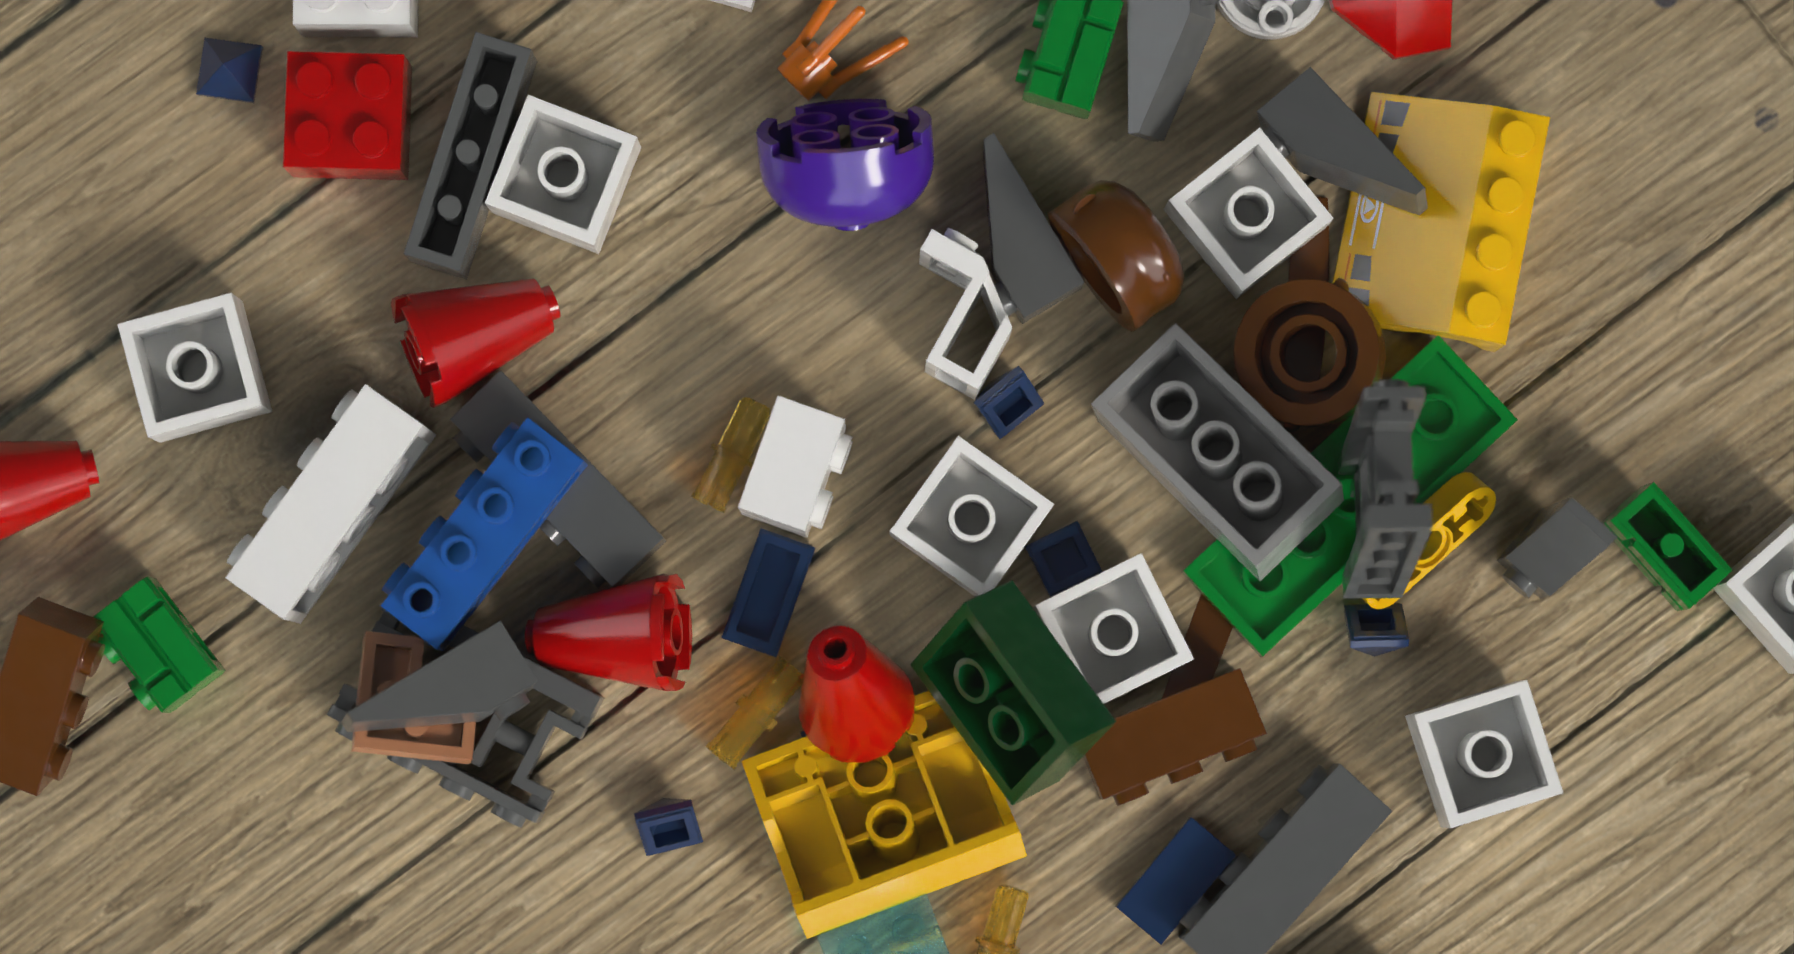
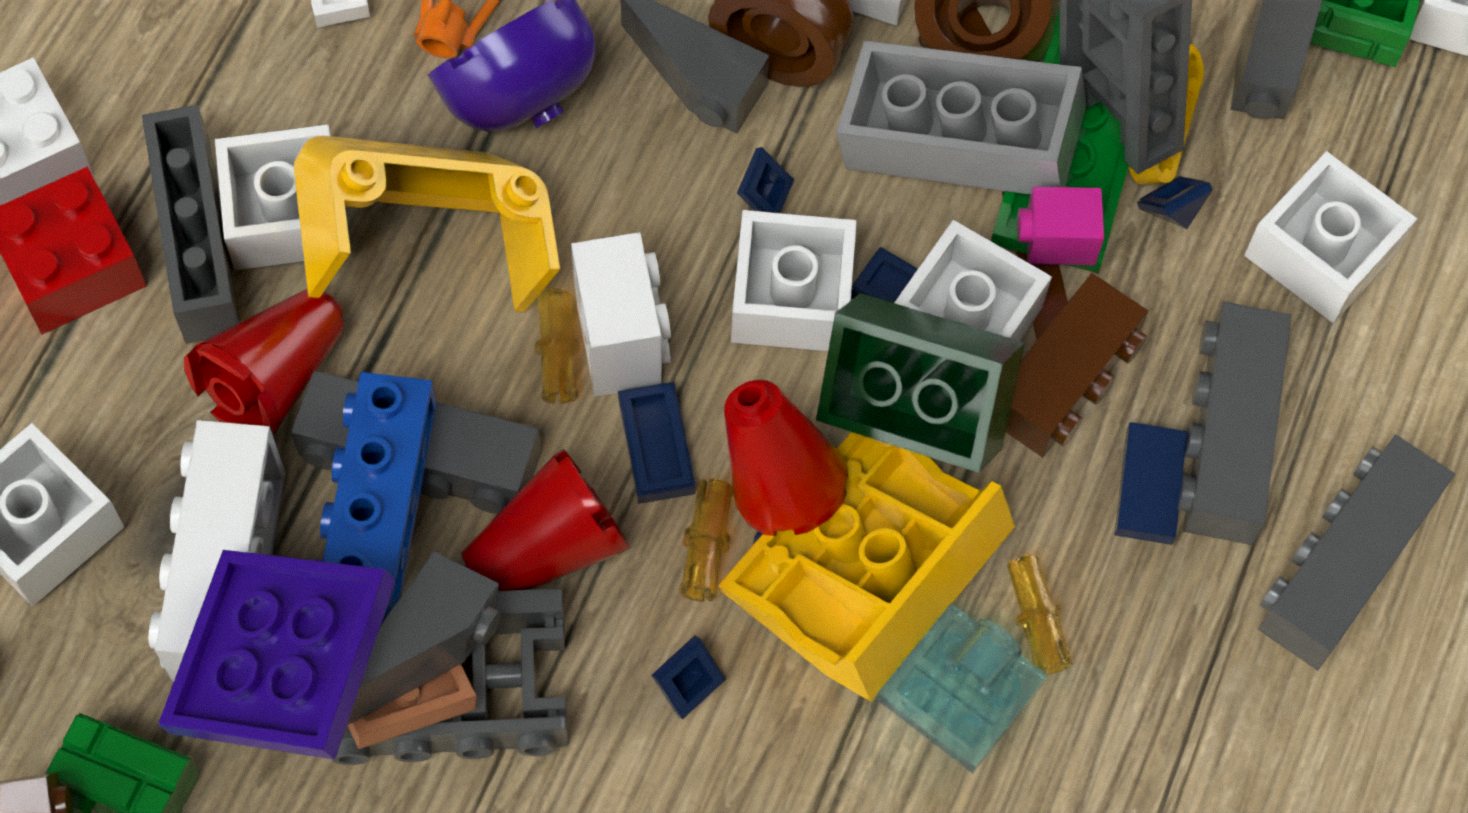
camera: 30 degrees left, 20 degrees down
(315, 655) = (278, 653): none -> dark purple plate
(622, 205) = (359, 172): none -> yellow windscreen
(956, 260) = (669, 97): white piece -> none
(1240, 609) = (1062, 225): none -> dark pink brick

